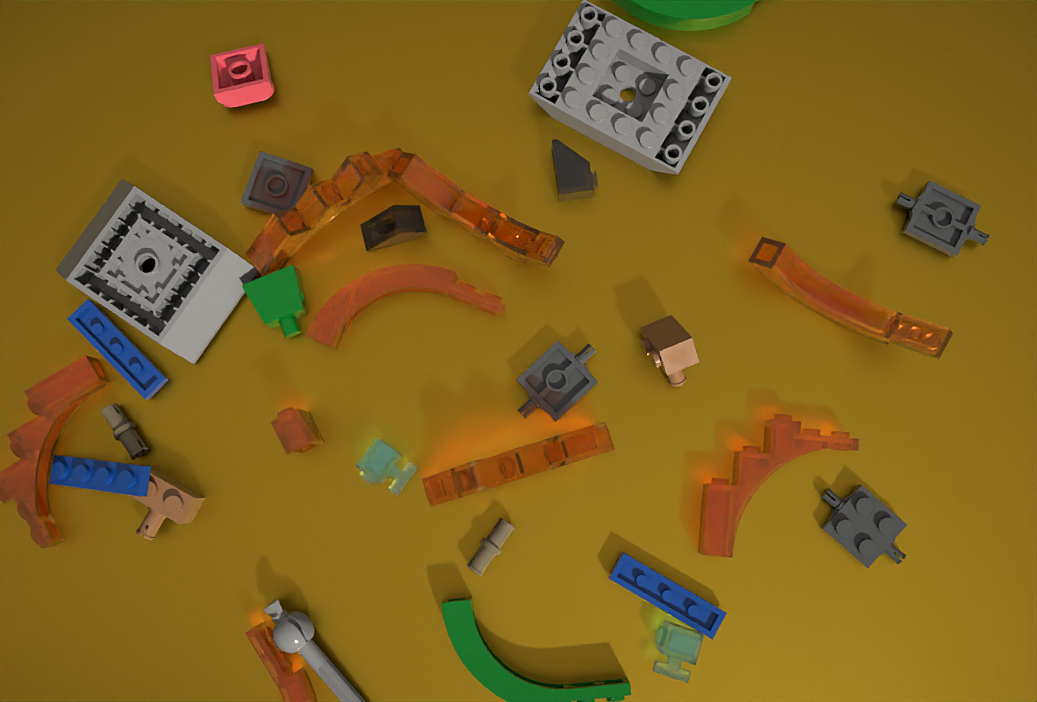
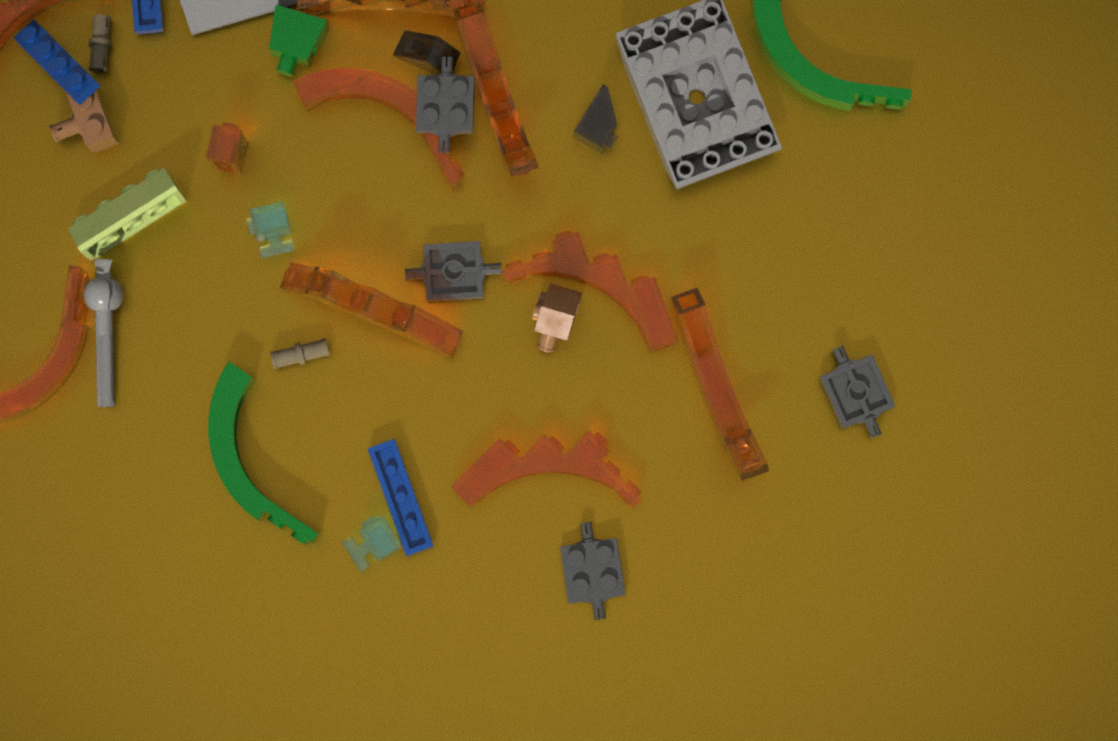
camera: 35 degrees right, 0 degrees up
(258, 552) = (126, 214): none -> yellowish green slope
(443, 254) = (445, 104): none -> dark grey plate
(721, 285) = (569, 261): none -> clear orange arch

